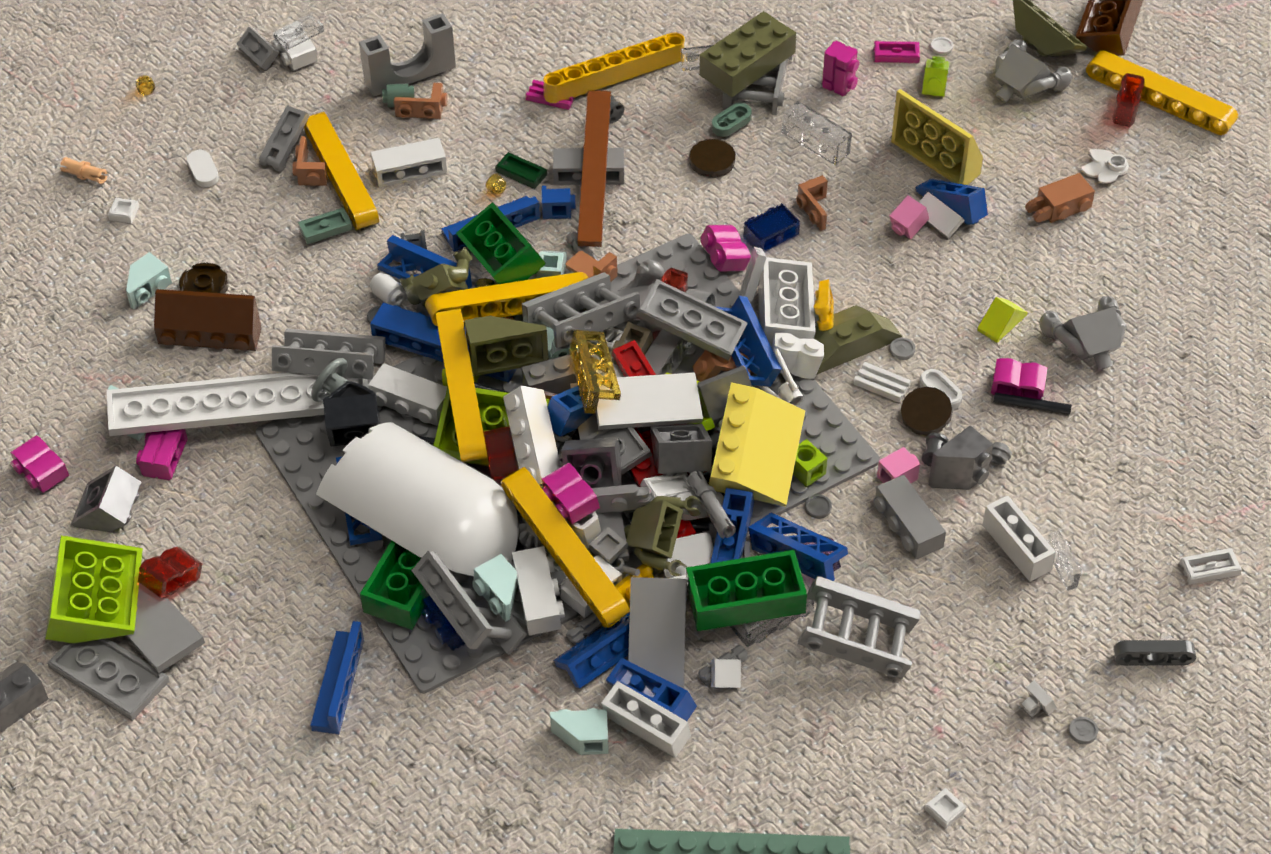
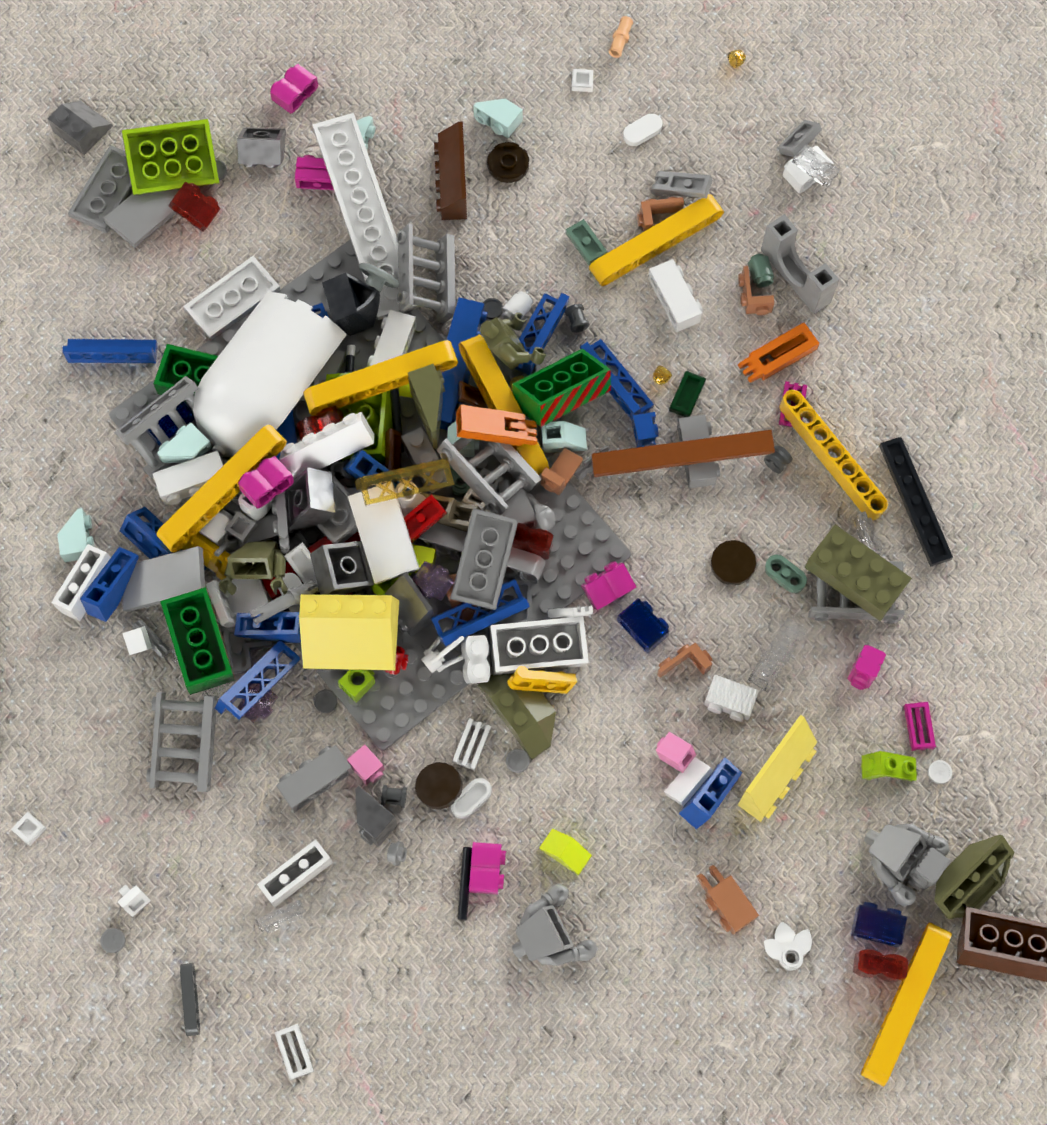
camera: 80 degrees right, 20 degrees up
(302, 549) = (231, 298): none -> white plate
(492, 92) = (784, 351): none -> orange hinge
(542, 288) = (490, 426): none -> hinge
(672, 21) = (916, 501): none -> black plate
(703, 356) = (433, 580): none -> clear purple brick
(856, 173) = (731, 698): none -> white brick
(1042, 47) = (927, 869): none -> light grey brick
(1087, 99) = (879, 925): none -> clear blue brick

